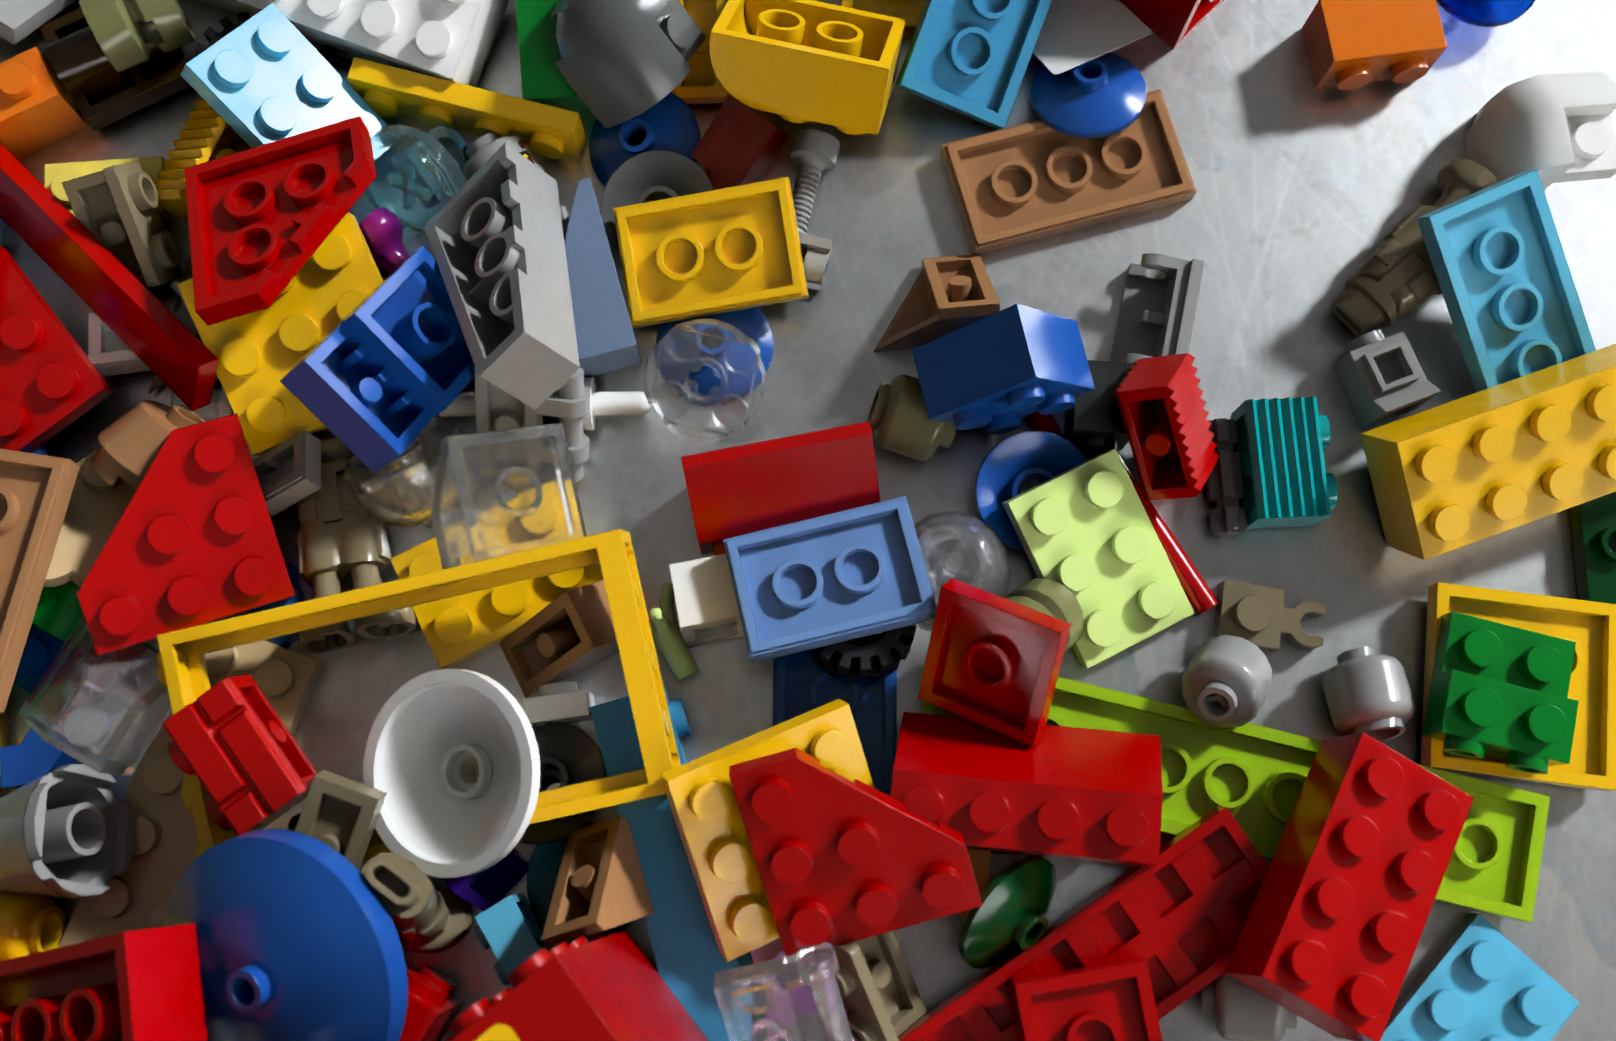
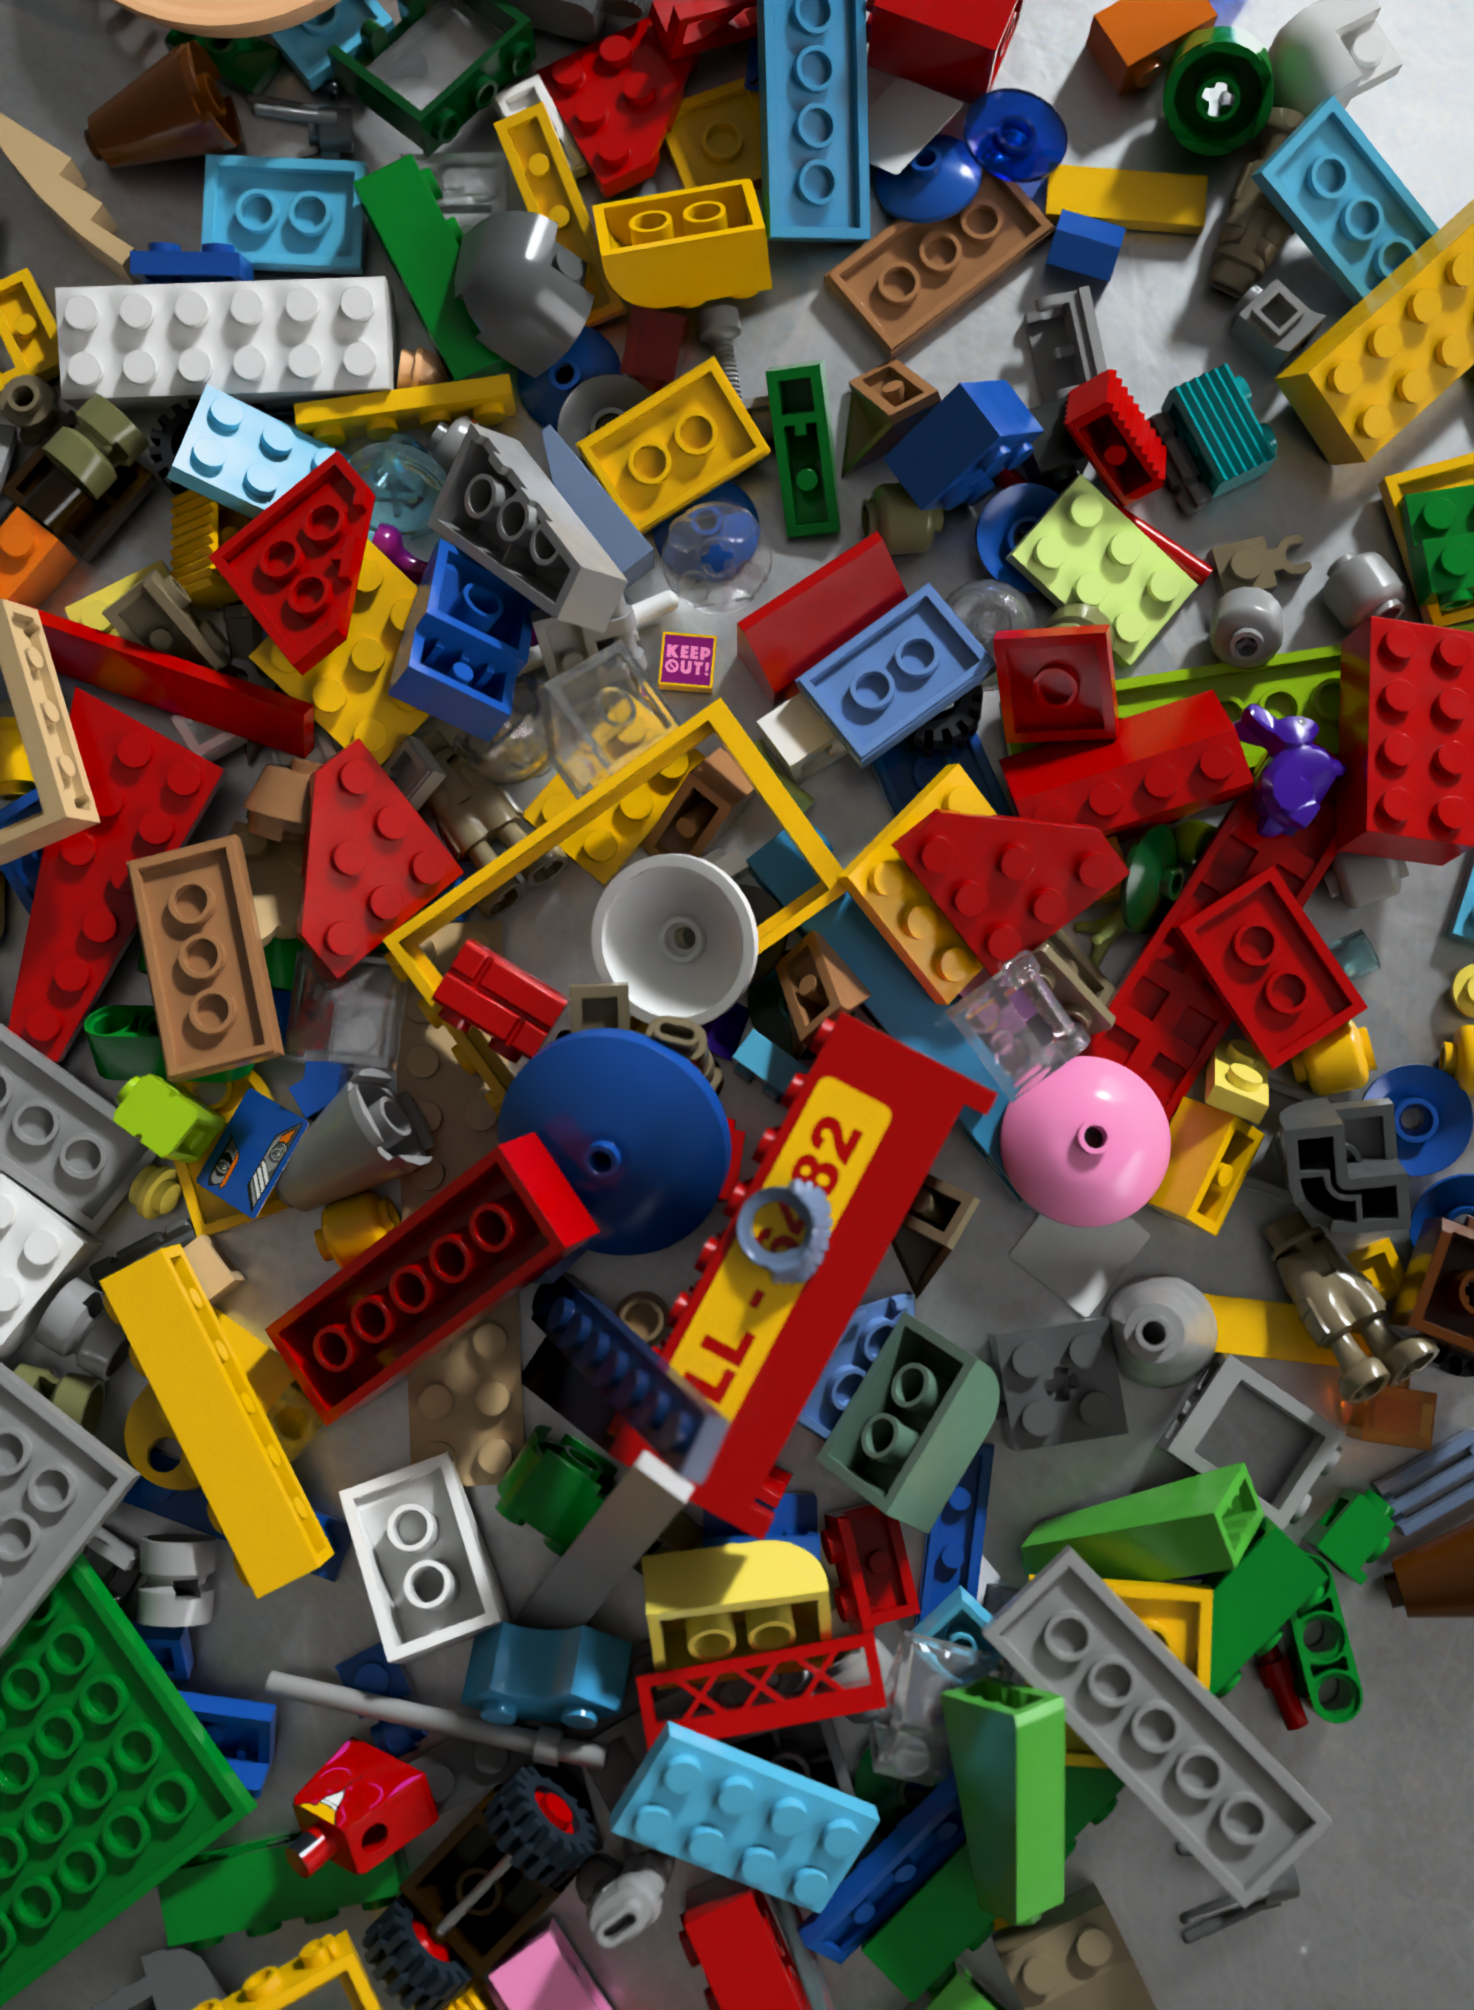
camera: 20 degrees left, 5 degrees up
(497, 73) = (420, 368): none -> light nougat plate
(632, 473) = (687, 662): none -> tile
(845, 304) = (804, 447): none -> green slope
(943, 947) = (1105, 931): none -> yellowish green bar
(1076, 884) = (1192, 838): none -> lime hinge
(1192, 85) = (1015, 135): none -> clear blue dish
(1210, 869) = (1293, 776): none -> dark purple animal
(1219, 220) = (1086, 245): none -> blue piece
(1281, 192) = (1129, 198): none -> yellow tile
(1432, 150) = (1240, 113): none -> green brick

